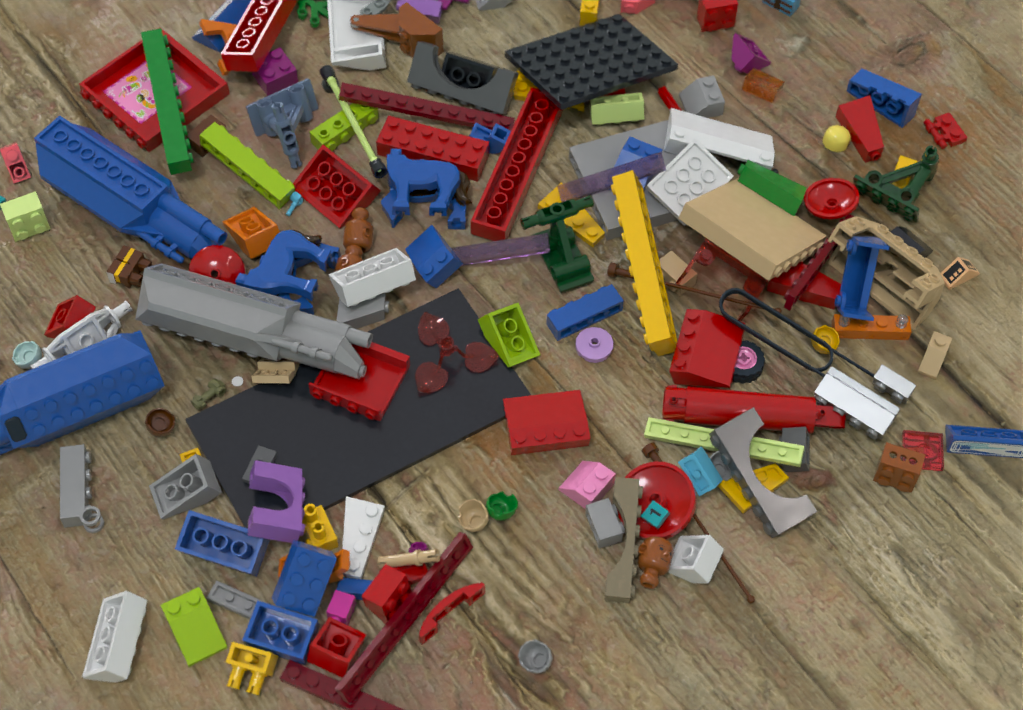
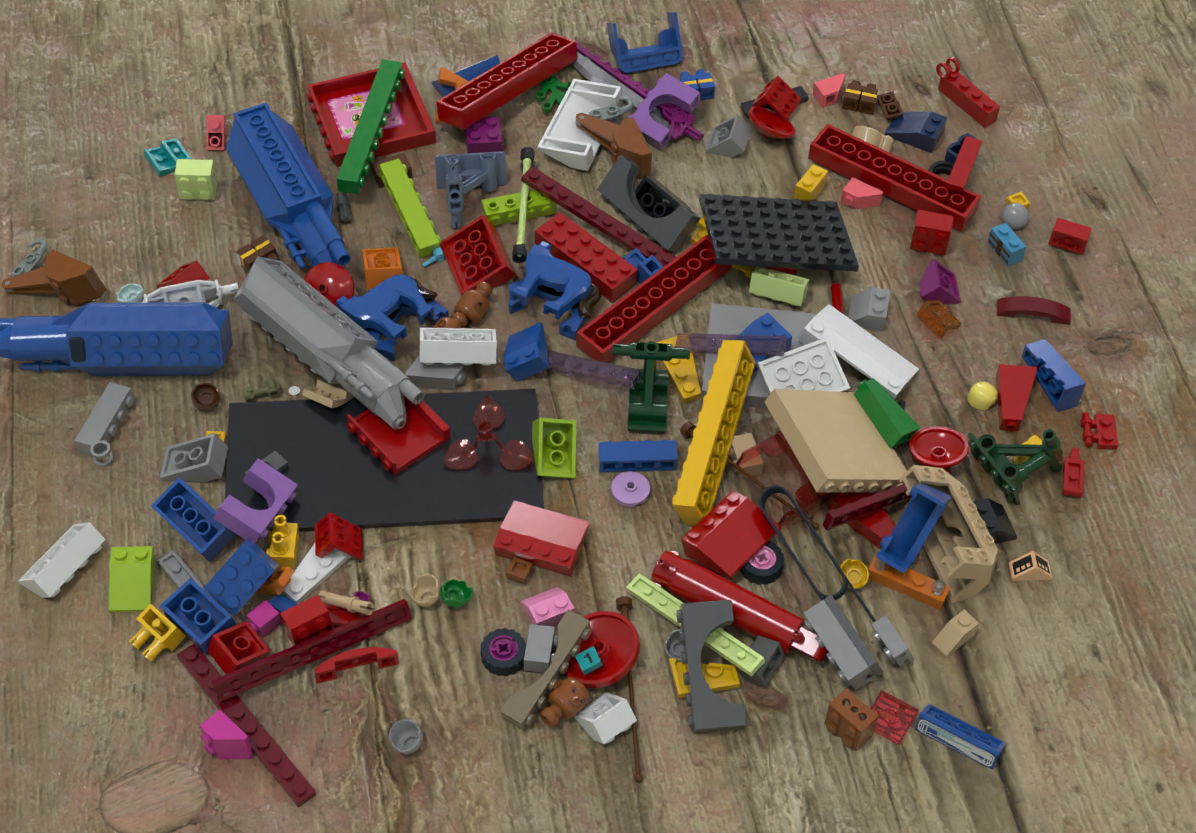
camera: 25 degrees right, 5 degrees down
(181, 188) = (343, 206): none -> dark grey axle
(362, 500) = (337, 533): none -> red bracket
(542, 460) = (519, 570): none -> dark orange plate
(572, 540) = (503, 652): none -> black wheel
(701, 471) = (655, 639): medium azure panel -> none
(833, 43) = (1034, 306): none -> dark red slope
(948, 178) = (1073, 474): none -> red hinge

